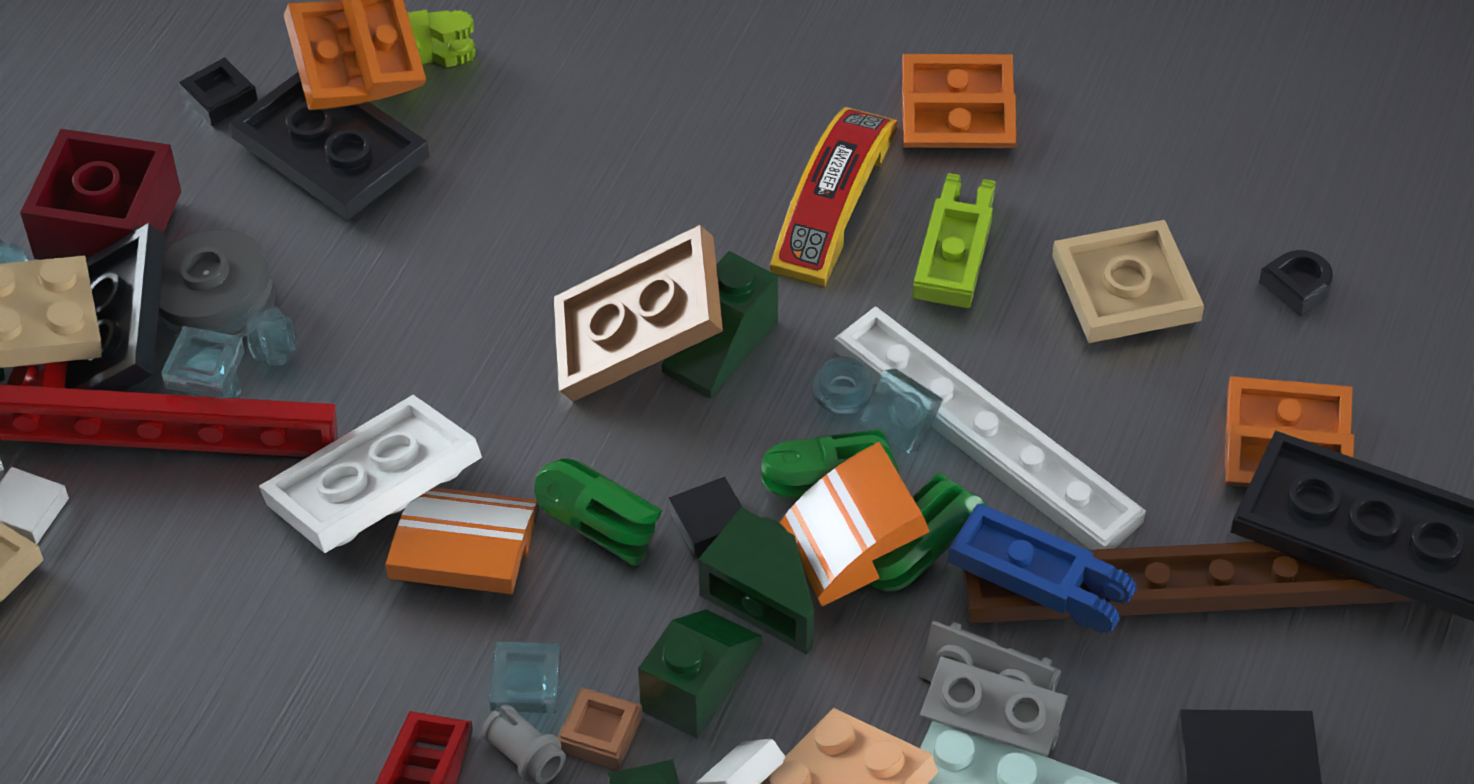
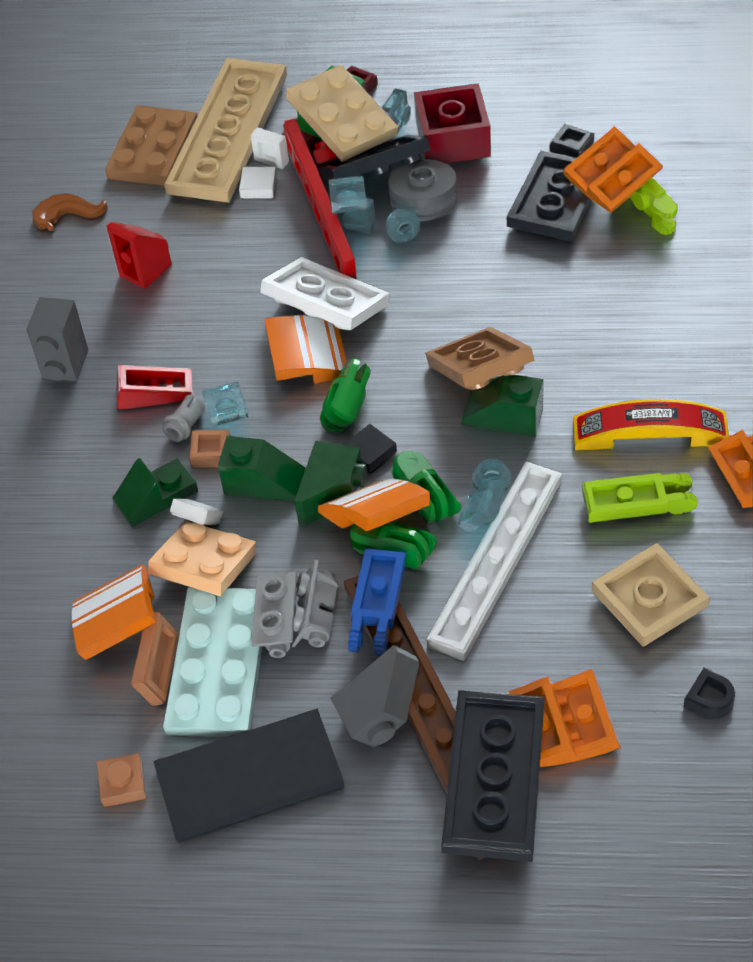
camera: 75 degrees right, 0 degrees up
(112, 710) = (138, 253): none -> red slope
(1212, 617) = (378, 697): none -> dark grey slope

